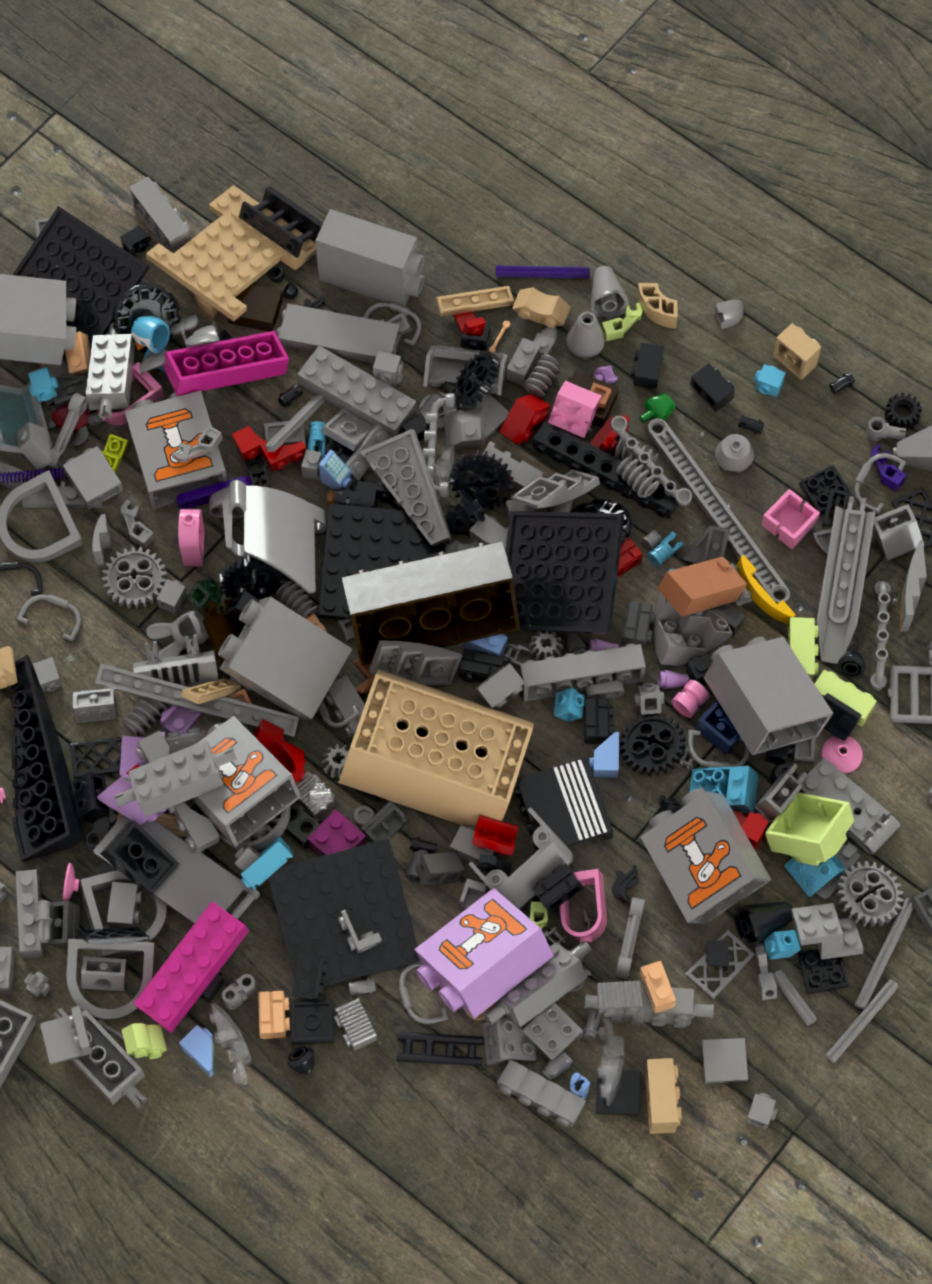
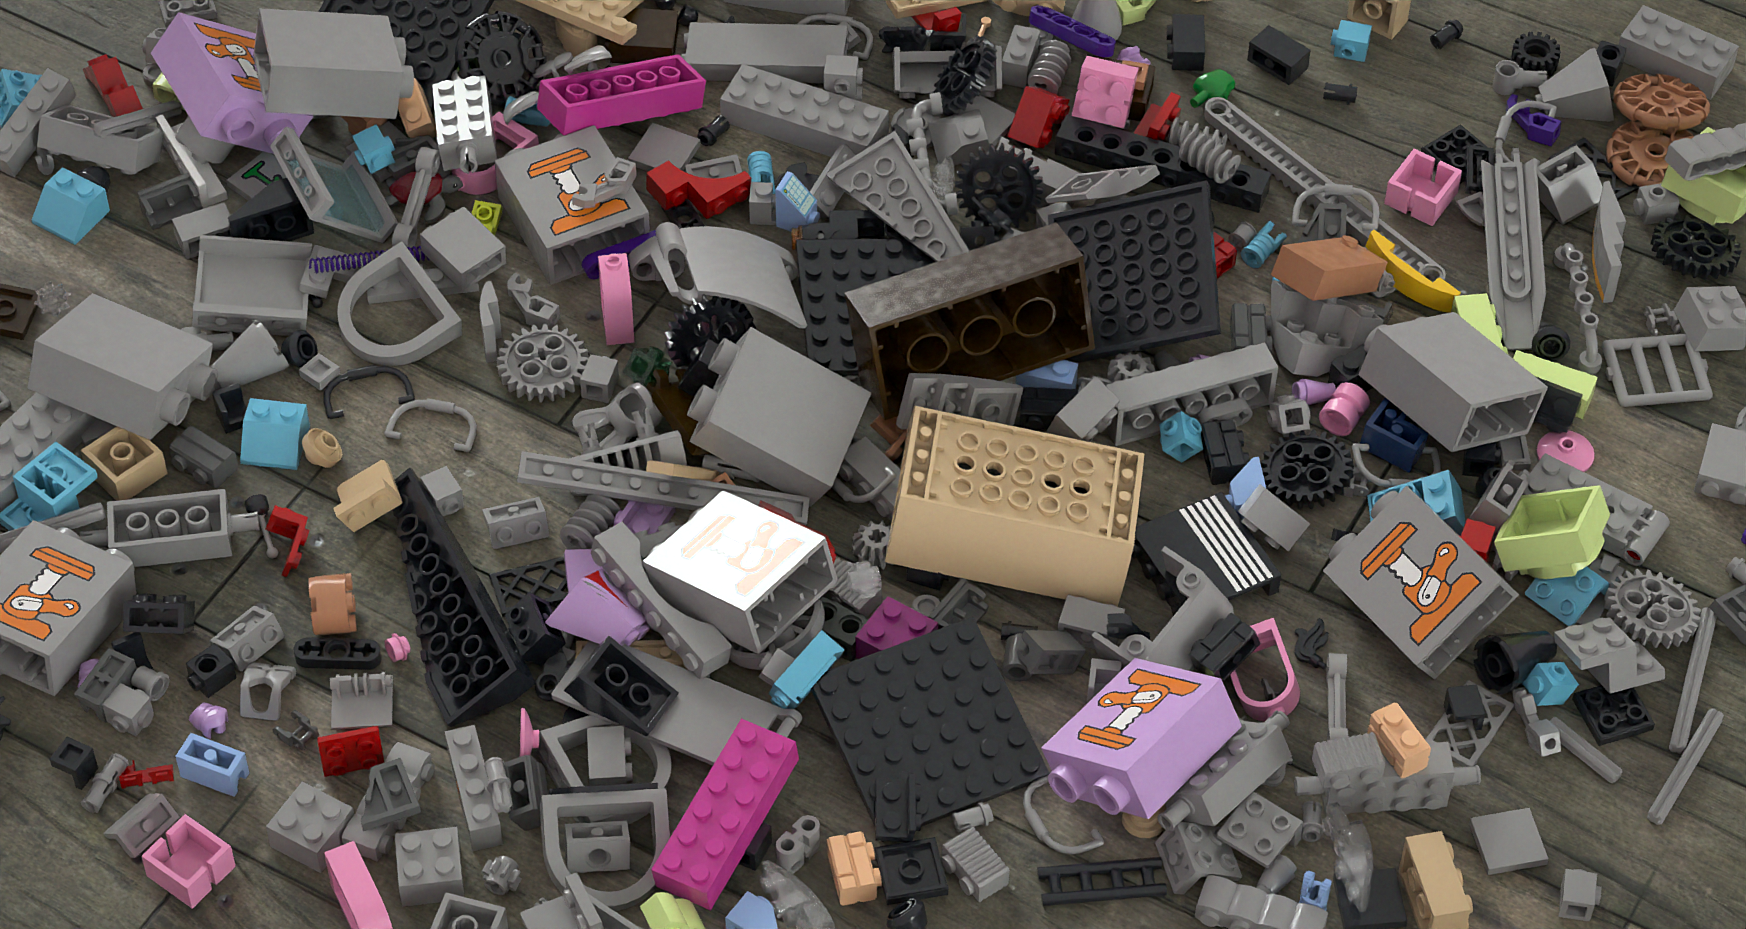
camera: 10 degrees left, 15 degrees down
(35, 445) = (374, 220): light grey slope -> none
(150, 332) = (511, 70): medium azure piece -> none
(175, 778) = (661, 566): light grey brick -> none
(252, 407) = (661, 145): none -> light grey tile
(295, 423) = (729, 154): light grey axle -> none
(347, 429) = (800, 157): light grey tile -> none
(367, 940) = (955, 748): light grey bracket -> none
(442, 336) = (907, 38): none -> black hinge
(495, 835) = (1120, 594): red bracket -> none
(549, 332) = (1072, 31): none -> dark purple beam
(617, 785) = (1273, 517): none -> light grey brick
(683, 496) = (1277, 166): light grey bar -> none
(729, 514) = (1337, 189): none -> light grey piece
(734, 453) = (1327, 125): light grey cone -> none

